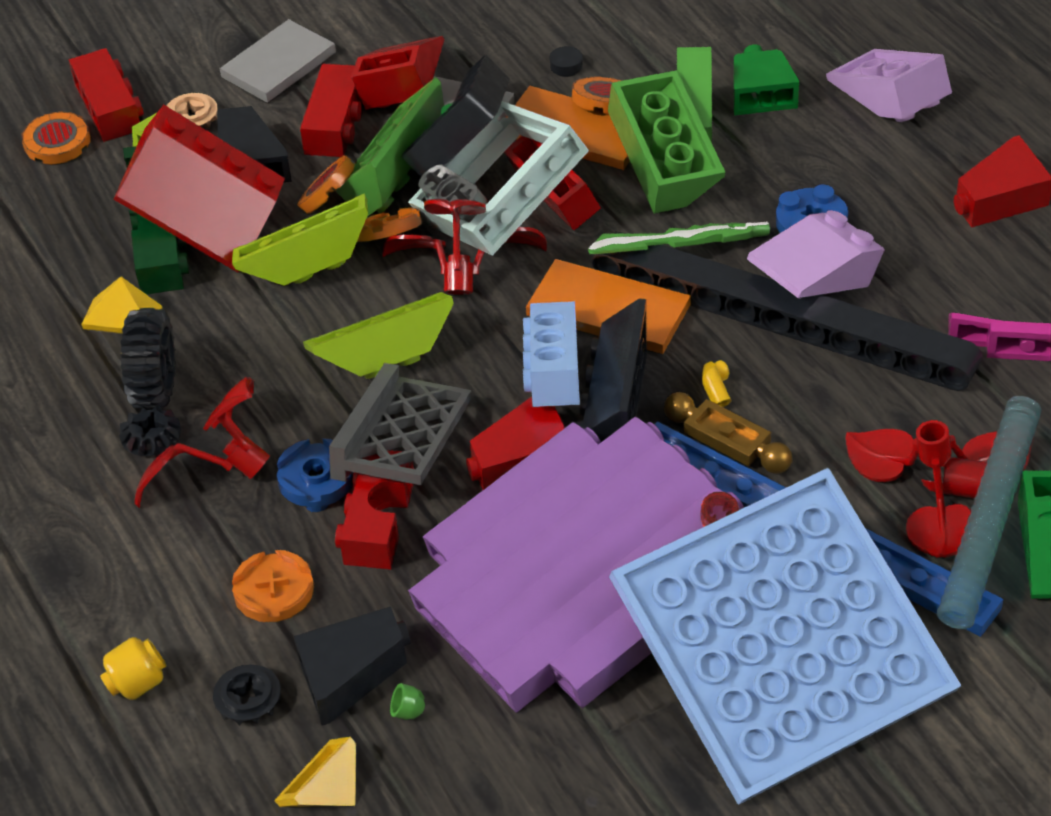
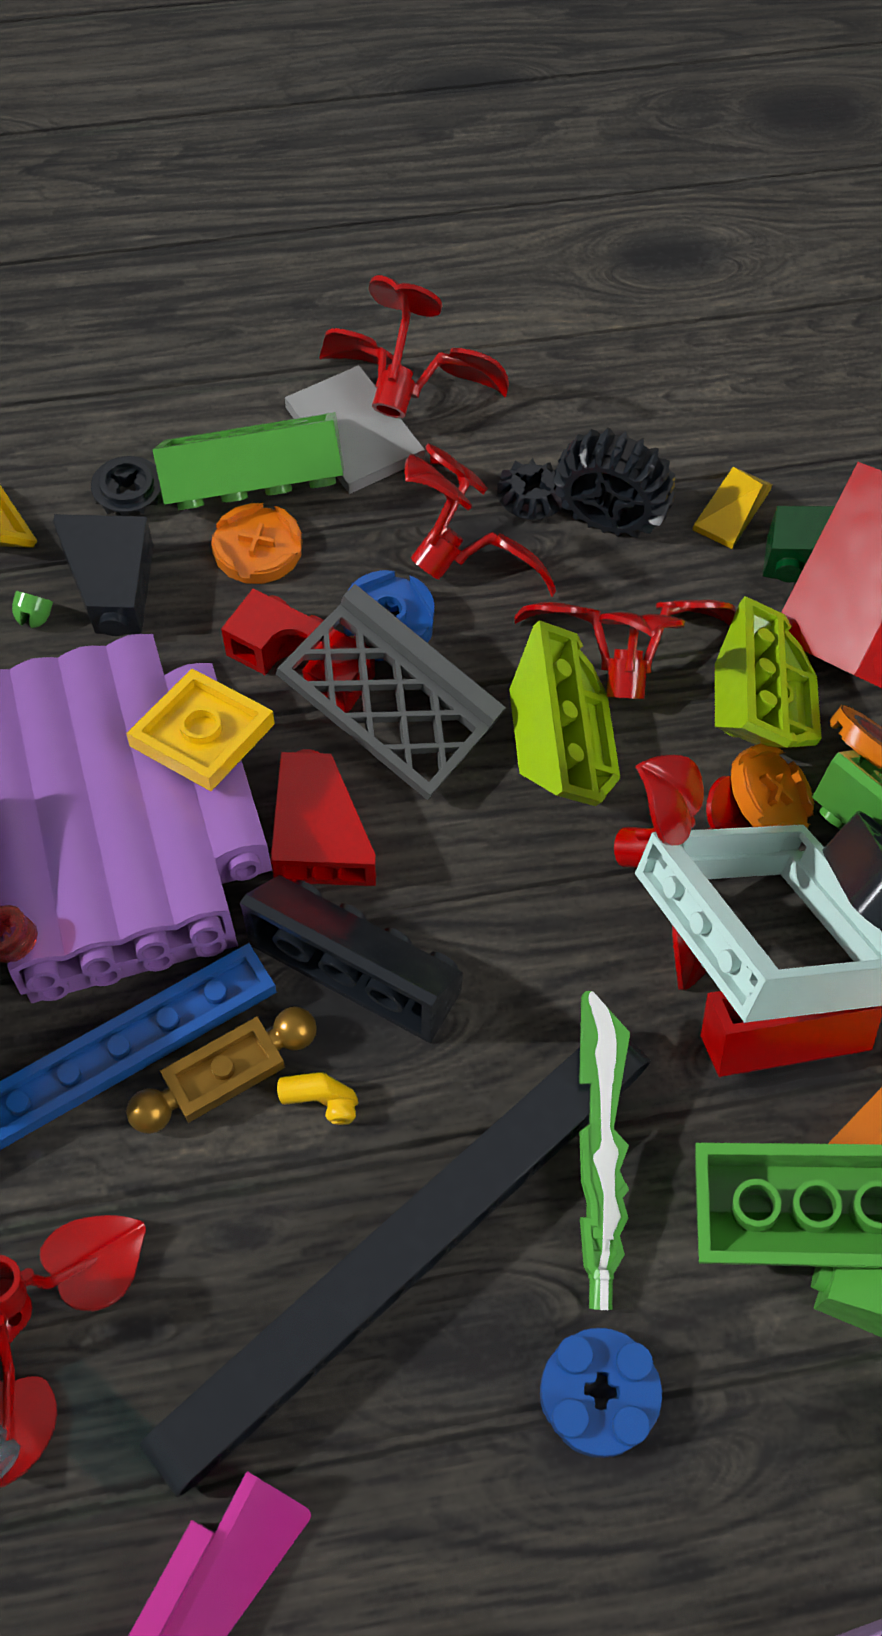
camera: 105 degrees right, 15 degrees up
(81, 522) = (396, 383): none -> red plant
(120, 565) = (369, 441): none -> light grey tile
(133, 668) = (204, 400): yellow head -> none
(190, 603) = (249, 460): none -> bright green slope
(313, 319) = (628, 667): none -> red plant
(445, 184) = (755, 846): dark grey beam -> none
(499, 487) = (201, 729): none -> yellow plate
(551, 354) = (400, 893): light blue brick -> none
(602, 295) = (524, 1021): orange tile -> none
(819, 256) = (463, 1321): lavender slope -> none

